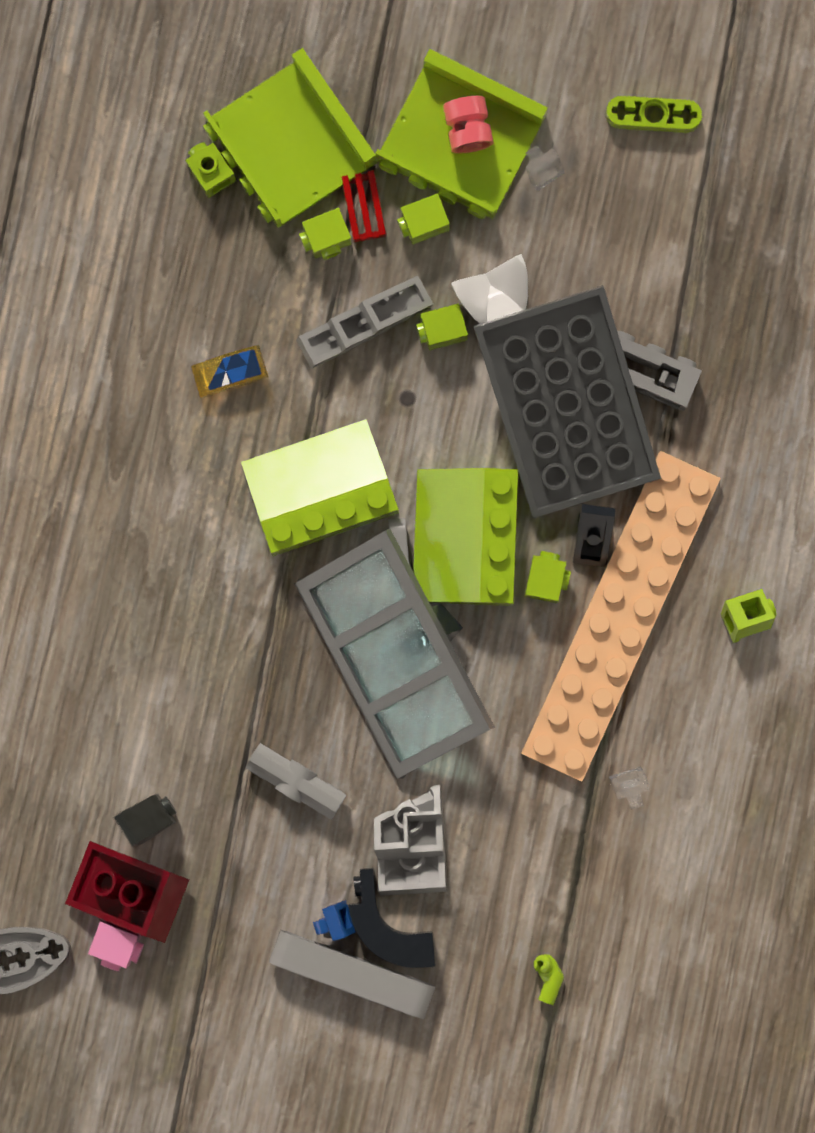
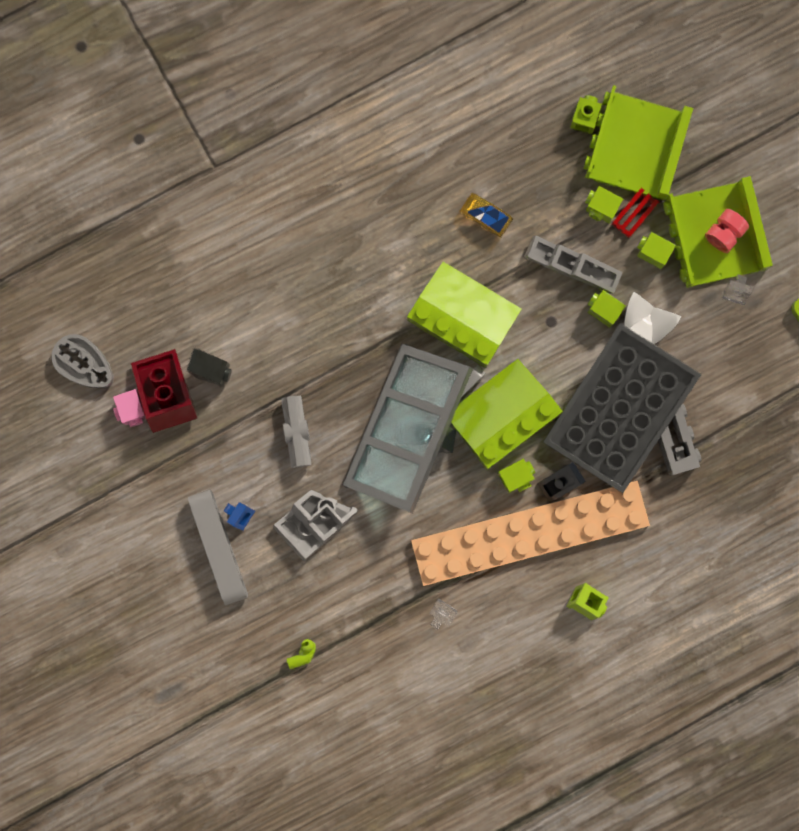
camera: 50 degrees right, 0 degrees up
(392, 945) = (249, 546): black arch -> none

